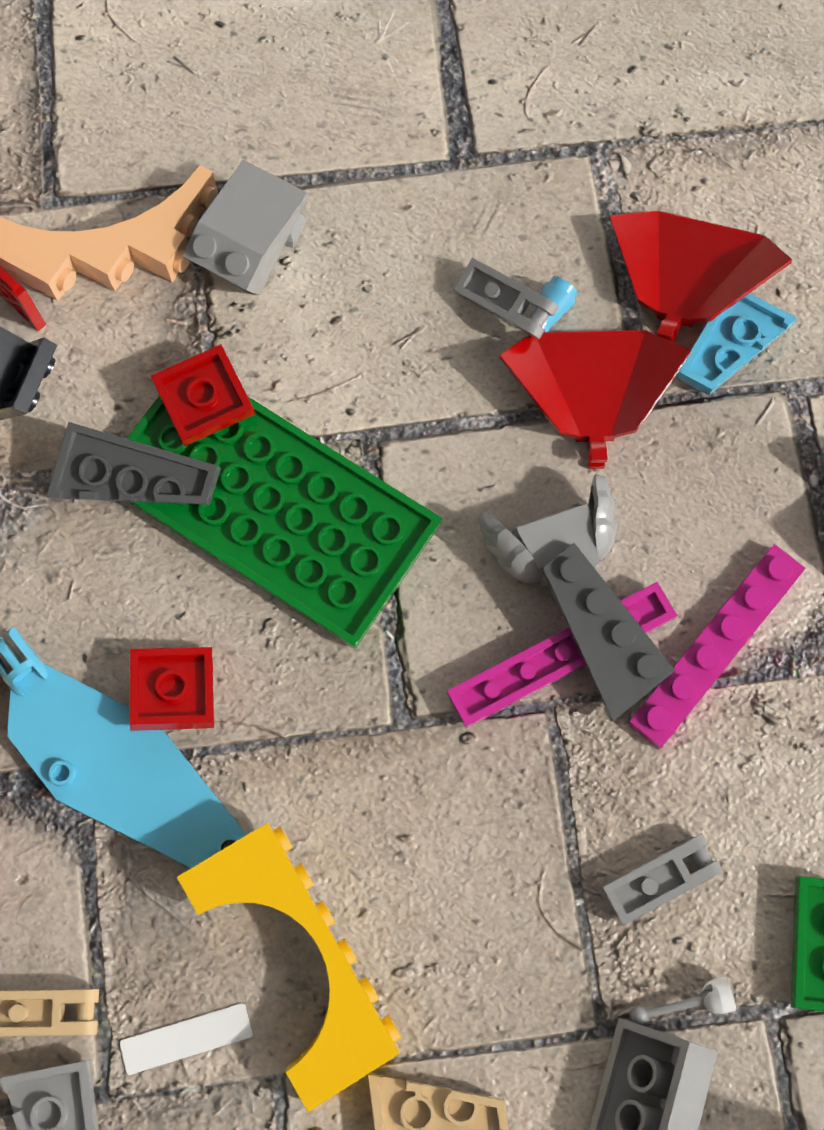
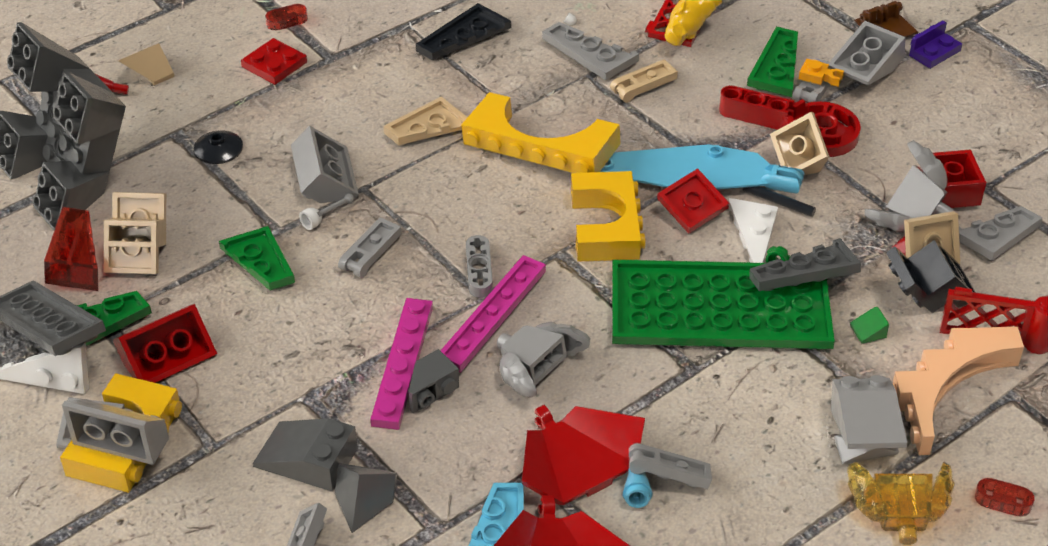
camera: 150 degrees right, 30 degrees down
(42, 630) = (781, 200): none -> black bar
(115, 613) = (755, 226): none -> white wing
(121, 366) = (870, 326): none -> green slope
(139, 531) = (773, 252): none -> green plate
(186, 1038) = (567, 106): white sticker -> none
(187, 87) = (1004, 497): none -> clear red beam
(203, 395) = (803, 318): red plate -> none
(289, 126) = (901, 500): none -> clear yellow torso
(308, 681) = (611, 240): none -> yellow arch
(551, 733) = (479, 258): none -> light grey beam
(611, 642) = (472, 319): dark grey wing -> none
(701, 583) = (431, 380): none -> dark grey slope

